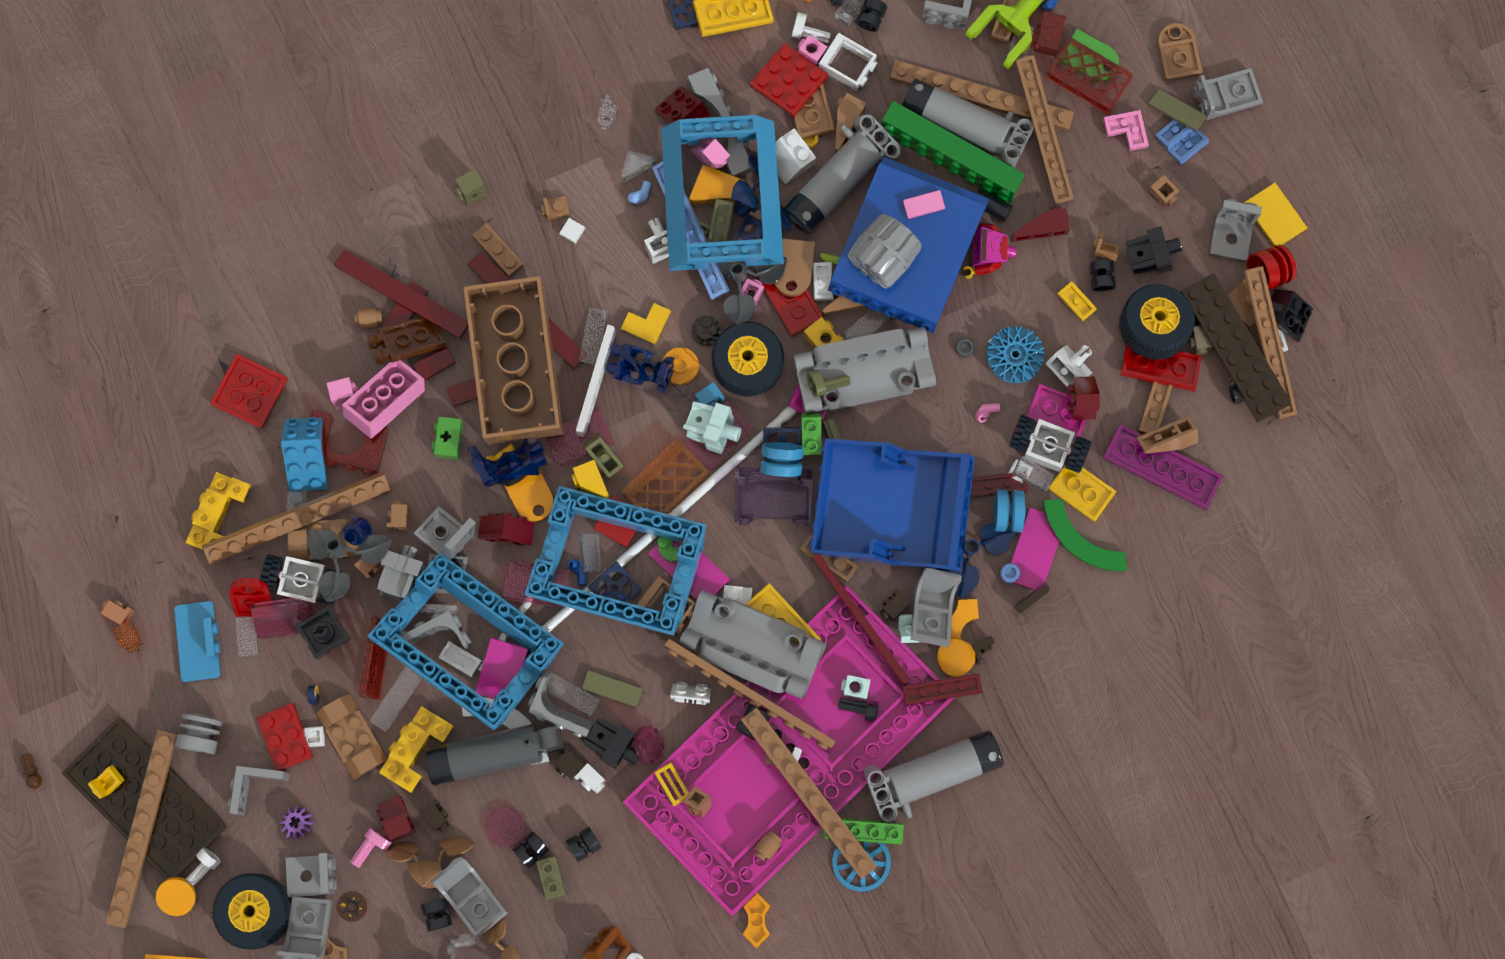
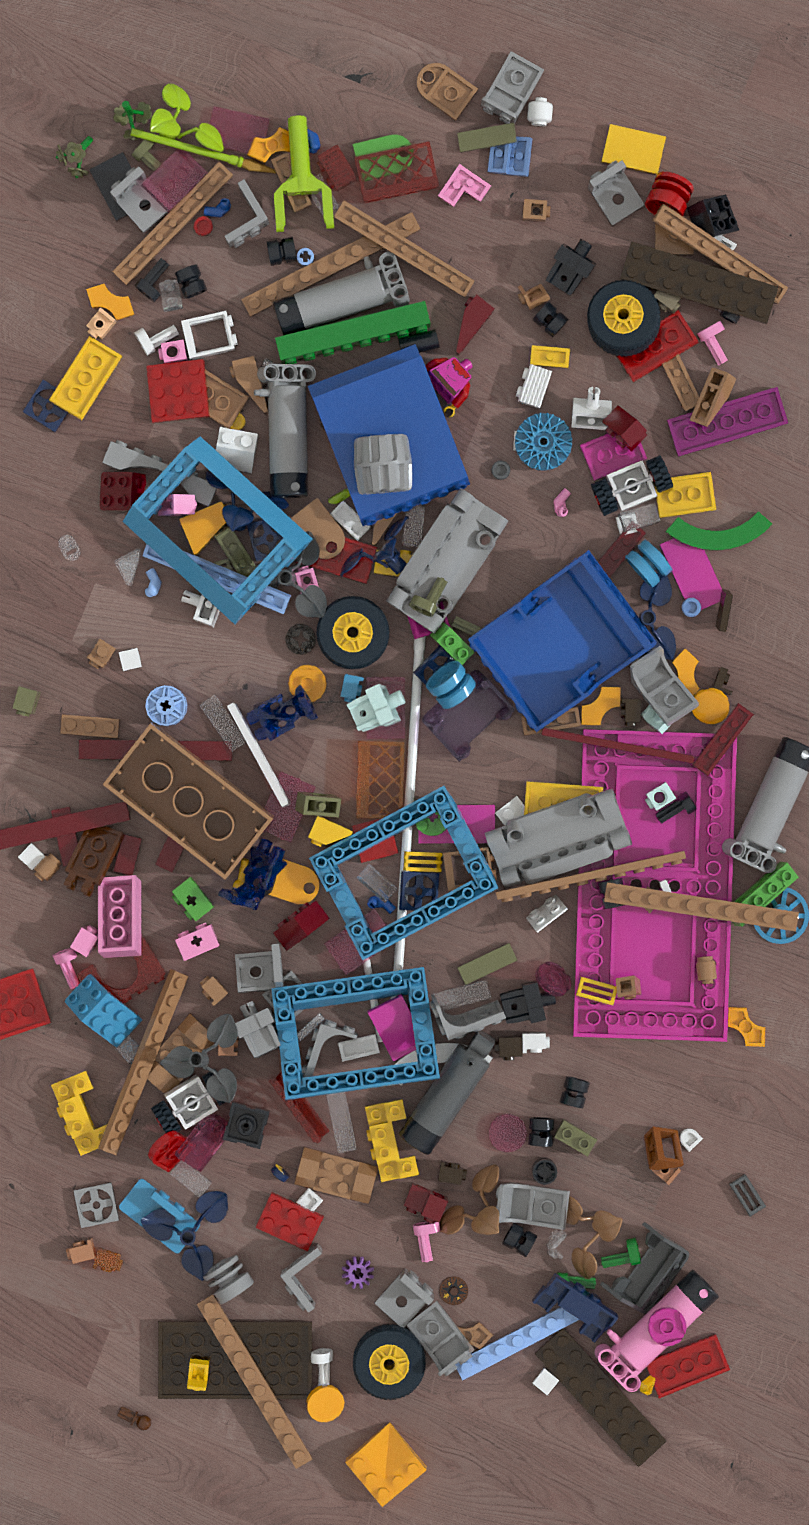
camera: 40 degrees left, 10 degrees up
(181, 586) = (107, 1187): none -> light grey piece
(190, 648) = (160, 1224): none -> dark blue plant
(315, 391) = (63, 958): none -> bright pink piece
(357, 531) = (197, 1030): clear blue head -> none
(365, 299) = (31, 856): none -> white tile
(428, 479) = (190, 950): none -> bright pink brick
(504, 881) = (544, 1171): none -> black wheel
(561, 294) = (176, 700): none -> light blue wheel
(649, 328) = (258, 676): yellow tile -> none
(649, 581) = (438, 862): none -> yellow tile
(826, 332) = (387, 552): none -> dark blue plant
(866, 582) = (607, 699): none -> light orange tile
(924, 204) = (375, 398): bright pink tile -> none
(955, 52) = (281, 251): none -> black wheel
(968, 67) = (310, 253): none -> light blue bush
(1045, 311) = (534, 386): none -> white brick
(1206, 394) = (708, 337): none -> bright pink piece
(1232, 128) = (540, 112): none -> white head

